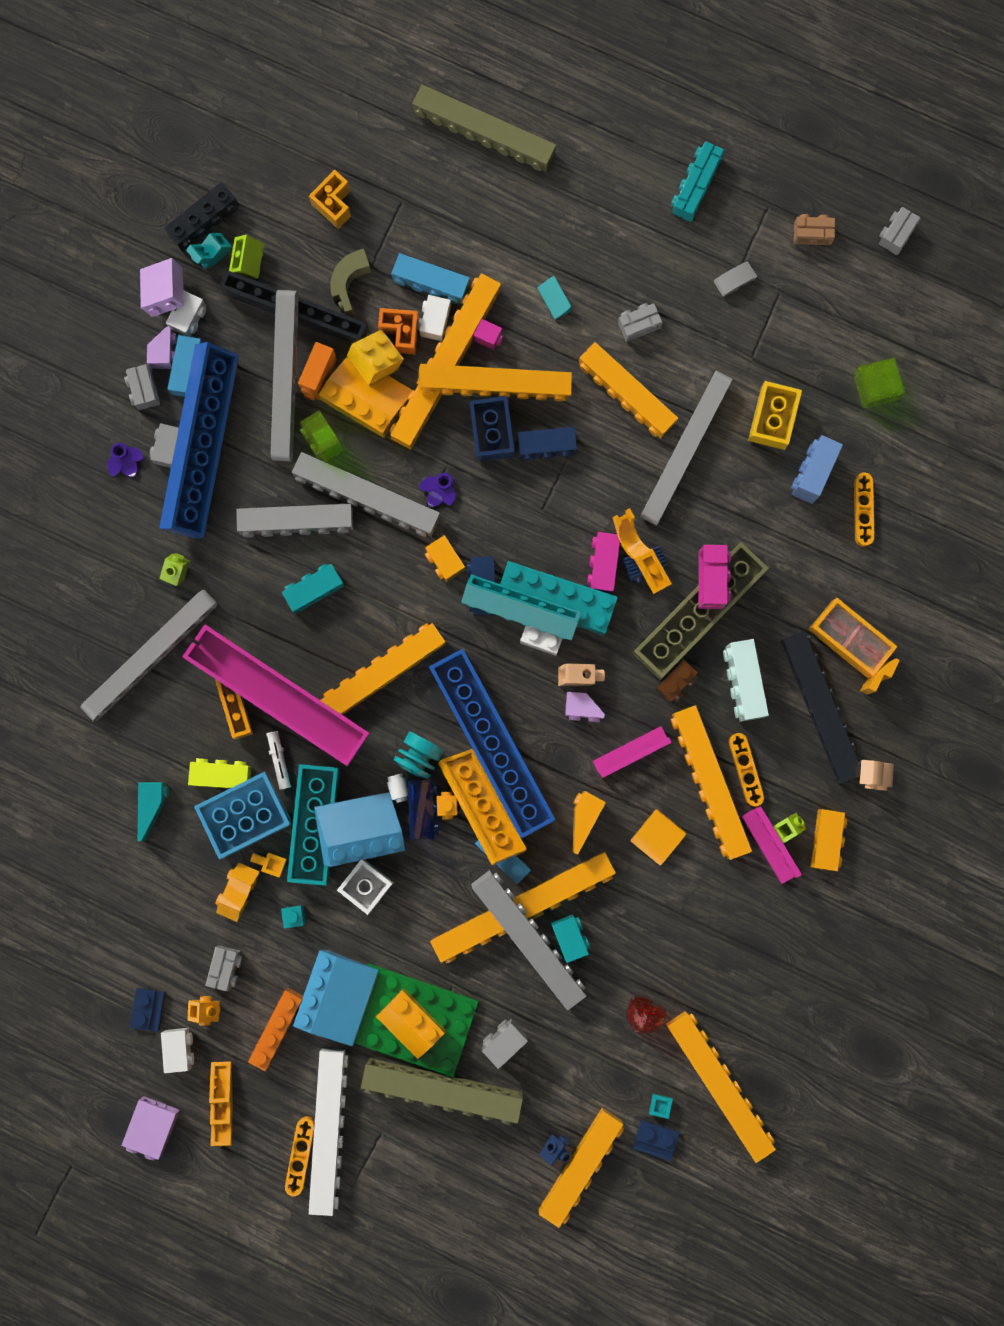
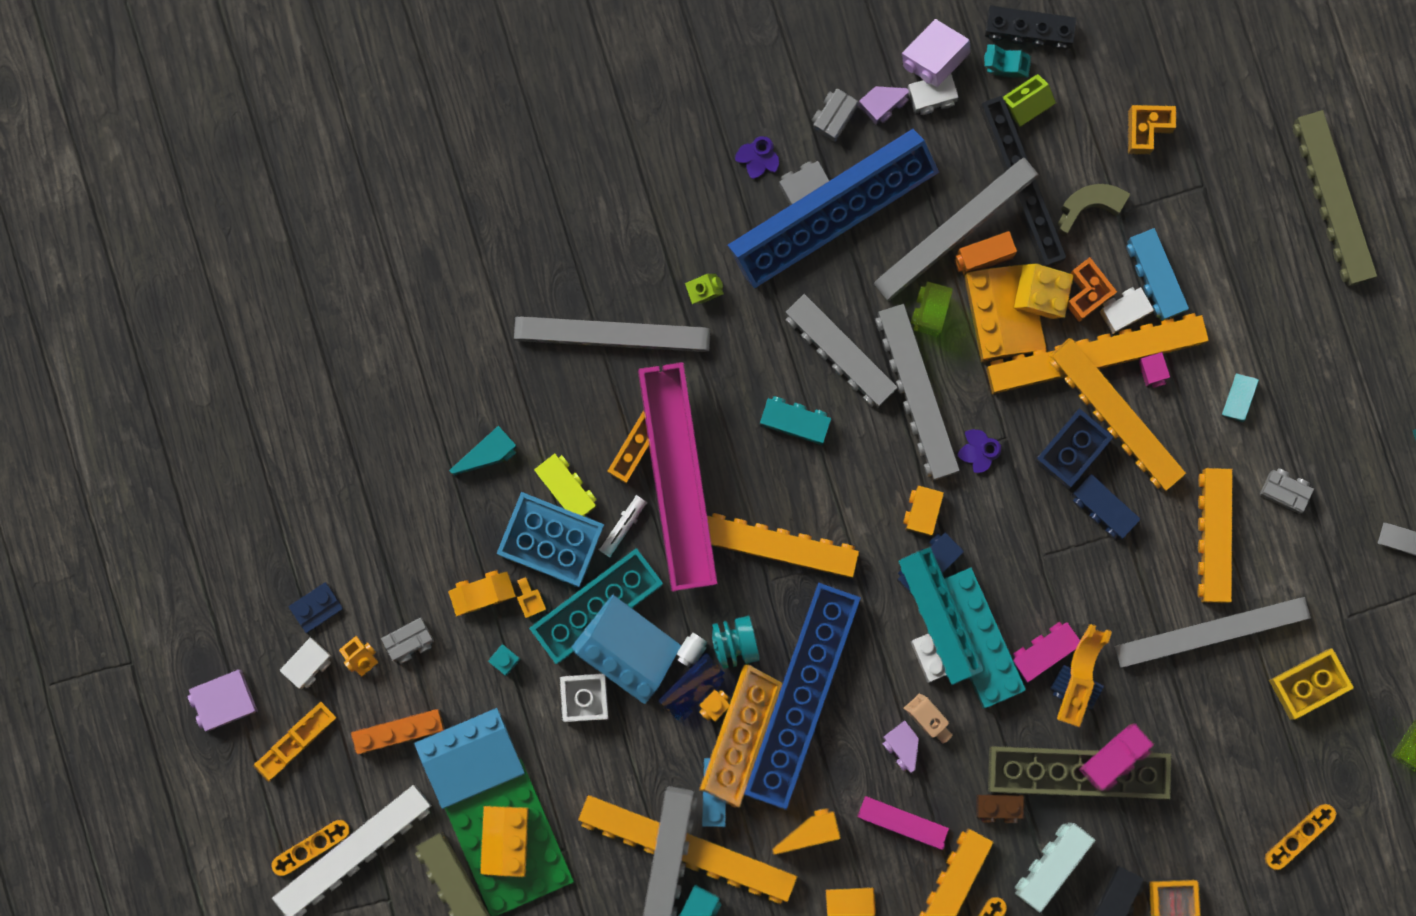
camera: 45 degrees right, 0 degrees up
(182, 365) = (886, 132): dark azure brick -> none
(816, 469) = (1295, 762): medium blue brick -> none

